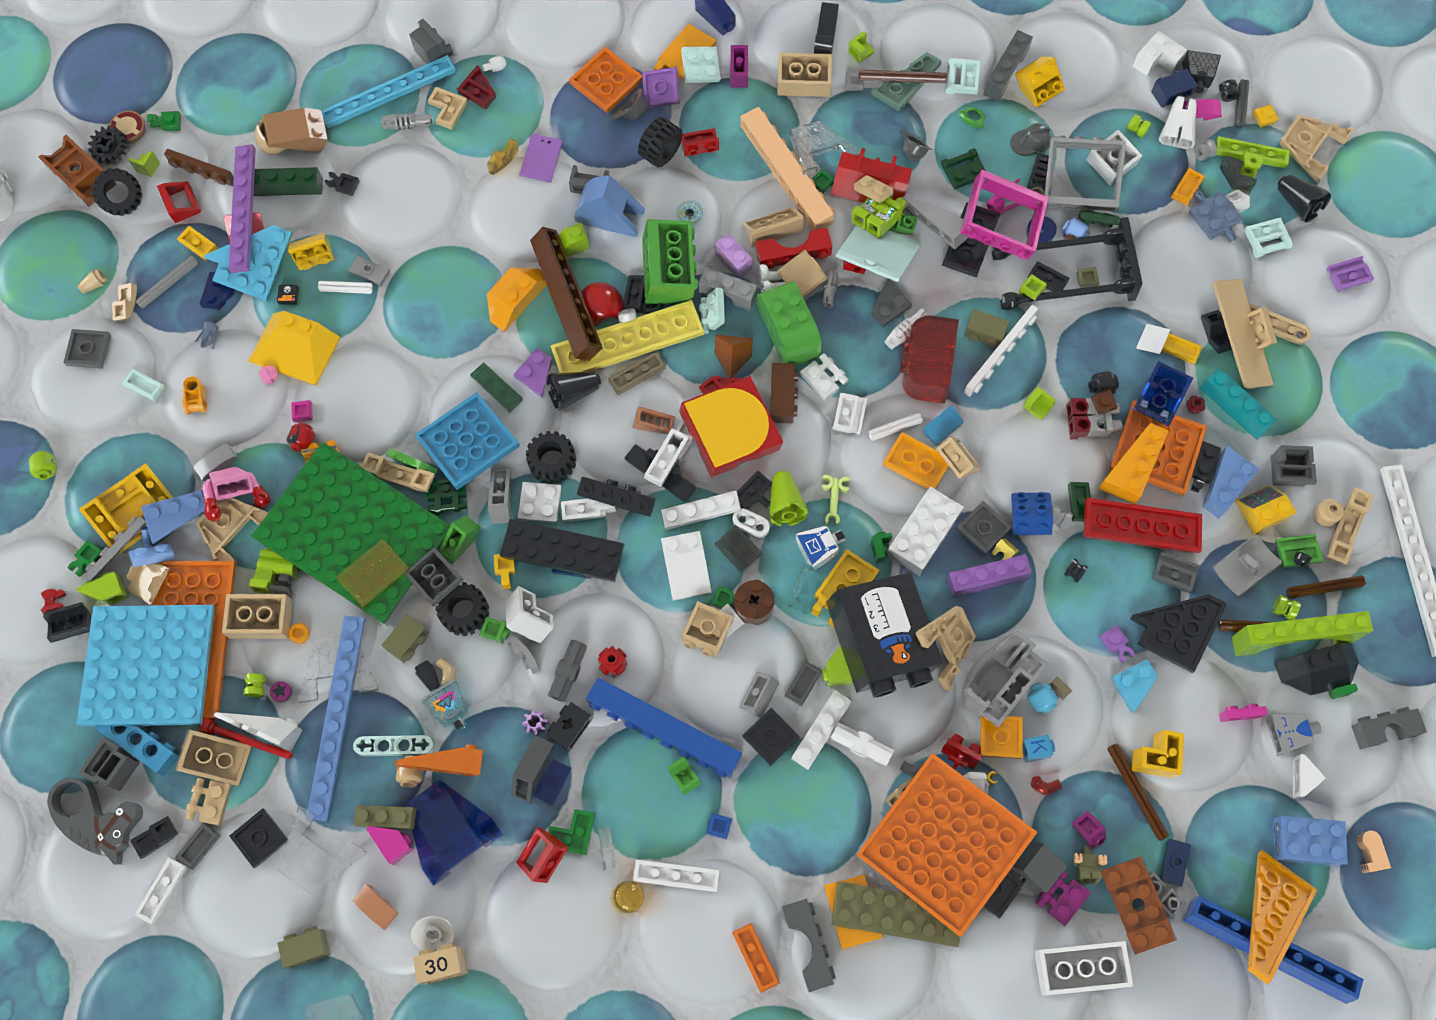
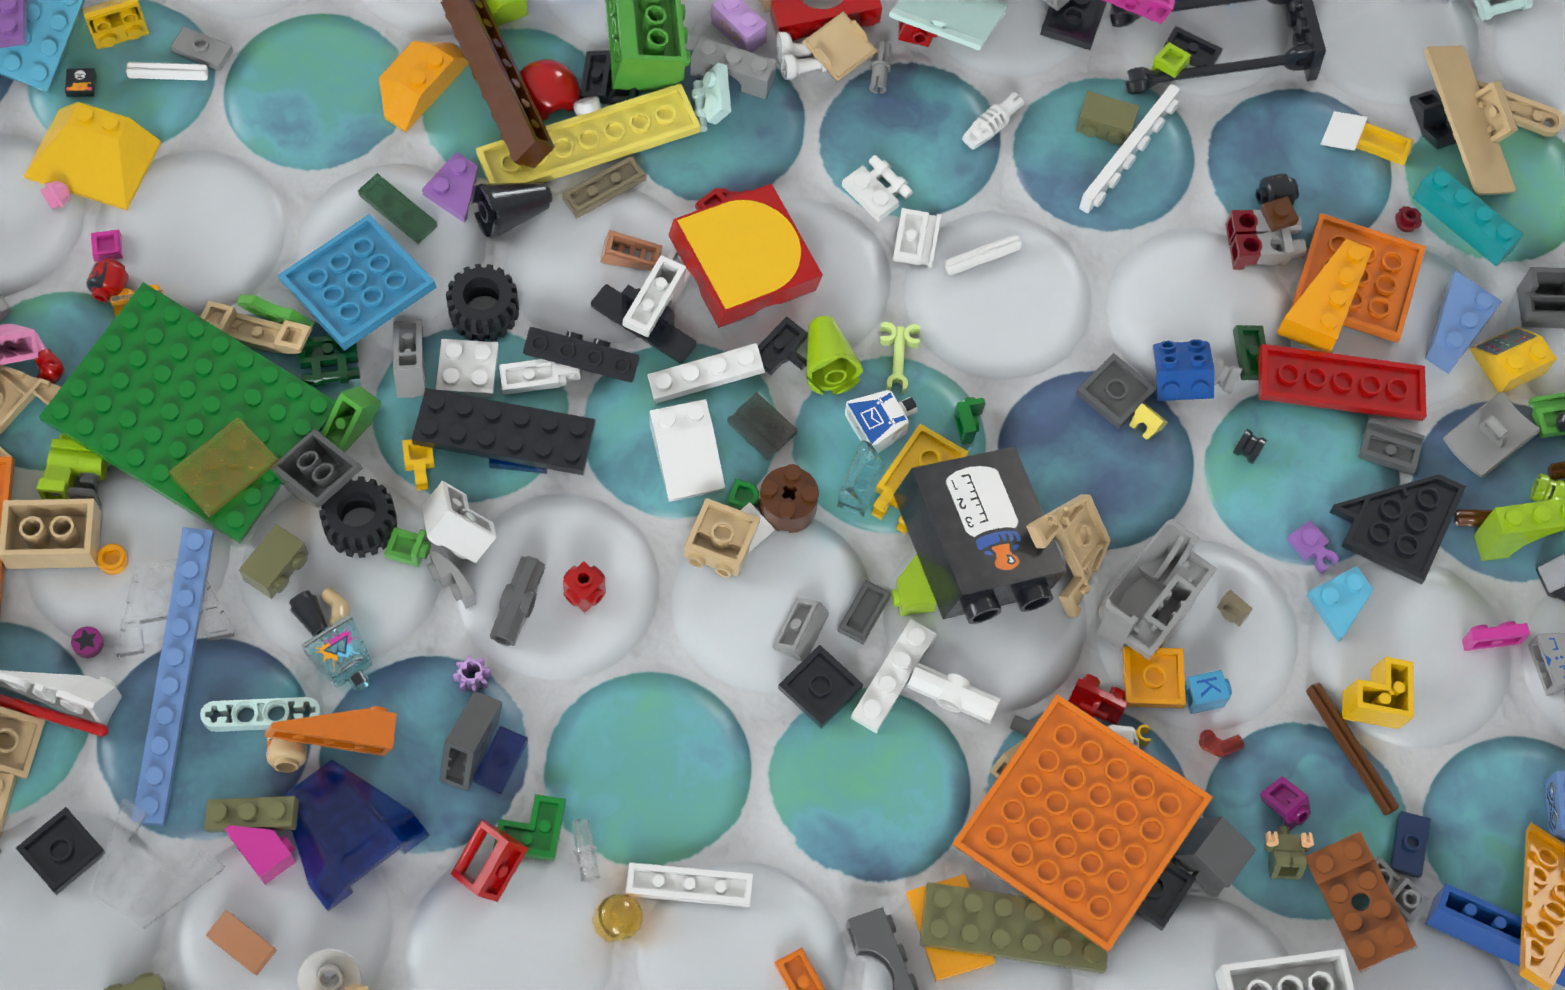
camera: 10 degrees left, 5 degrees down
(254, 685) = (47, 632): lime wheel -> none
(568, 737) = (522, 694): black brick -> none
(664, 727) = (663, 677): blue brick -> none
(683, 775) = (695, 743): bright green bracket -> none
(719, 826) = (749, 814): blue tile -> none
(733, 352) = (743, 155): dark orange slope -> none
(751, 523) = (780, 390): white plate -> none
(783, 392) = (819, 209): reddish brown brick -> none
(789, 324) = (825, 114): bright green brick -> none
(890, 304) = (968, 88): dark grey wing -> none
(916, 461) = (1016, 302): light orange plate -> none
(924, 531) = (1031, 395): white brick -> none
(929, 358) = (1028, 158): clear red brick -> none
(943, 425) = (1050, 251): dark azure slope -> none
(958, 458) = (1075, 294): tan tile -> none
(988, 575) = (1126, 455): medium lavender brick -> none
(1039, 403) = (1187, 219): lime panel -> none
(1042, 697) = (1210, 621): medium azure head -> none
(1068, 901) = (1259, 903): magenta plate -> none
(1087, 277) = (1247, 47): olive plate -> none
(1163, 393) = (1362, 201): clear blue slope -> none
(1205, 465) = (1425, 300): black plate -> none

